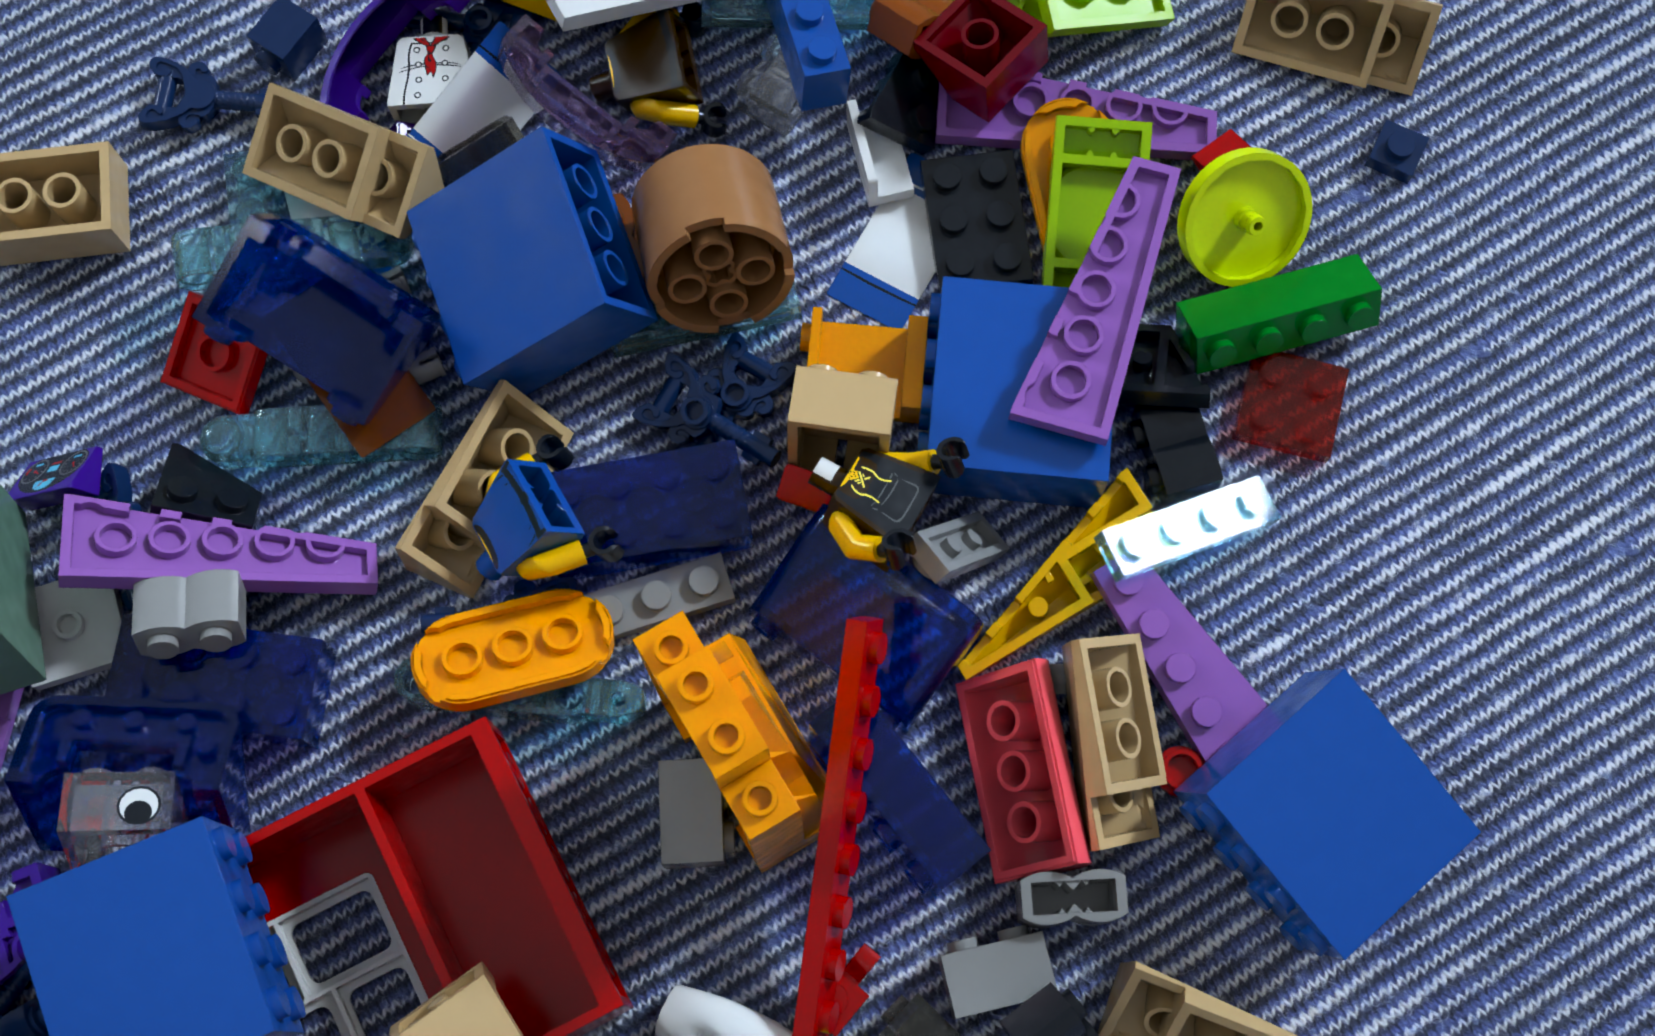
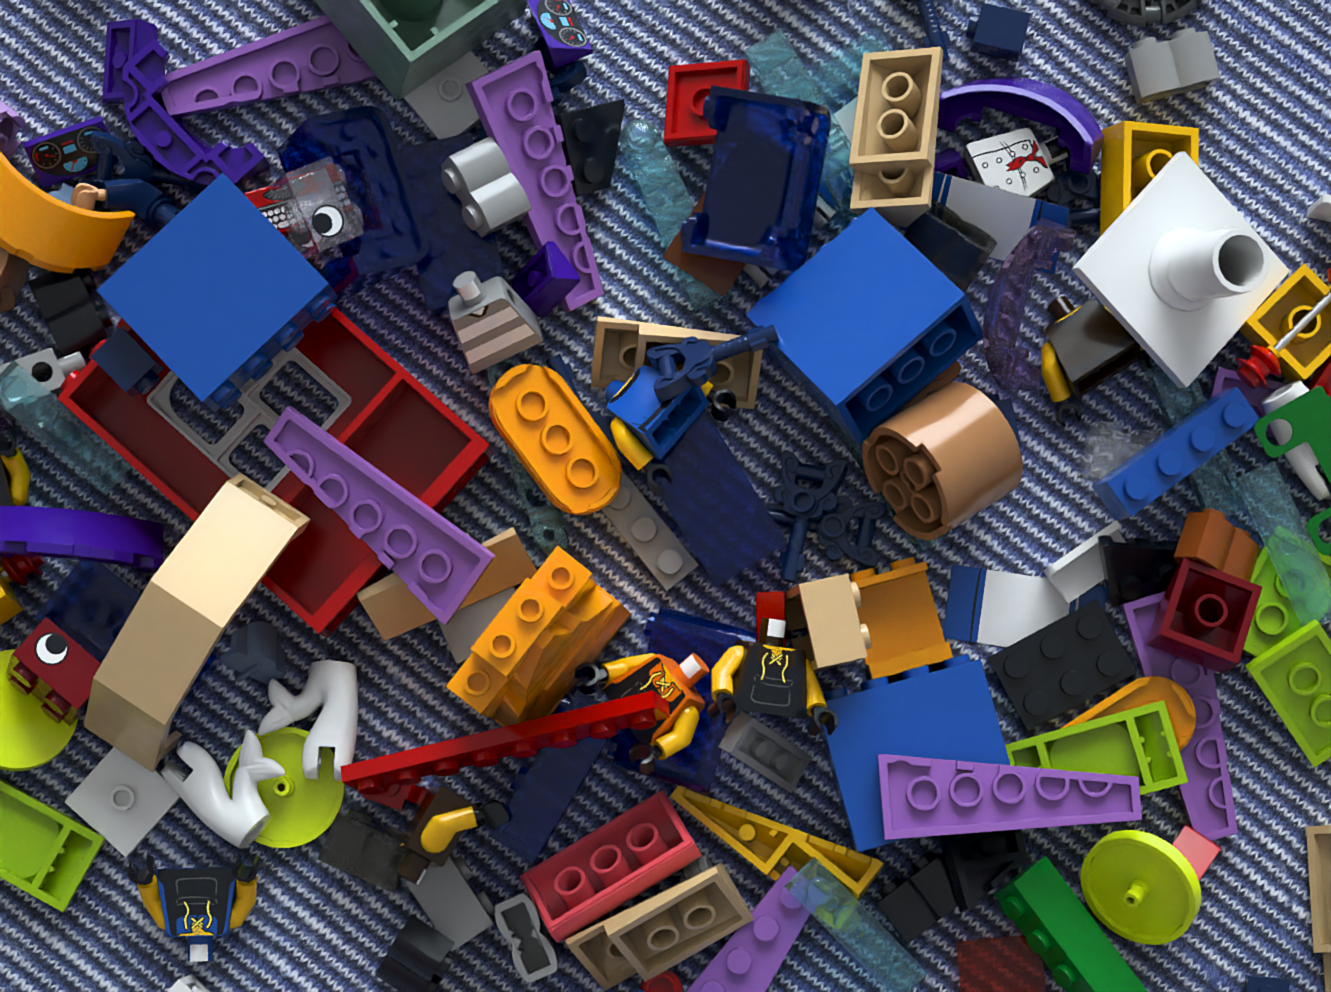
camera: 70 degrees right, 10 degrees up
(331, 597) = (545, 280): none -> dark purple slope
(346, 671) = (491, 321): none -> light grey torso
(491, 445) = (700, 359): none -> dark blue piece
(543, 853) = (405, 533): none -> medium lavender wing
(624, 835) = (398, 610): none -> tan slope
(822, 634) = (666, 678): none -> torso
(907, 945) = (438, 828): none -> torso

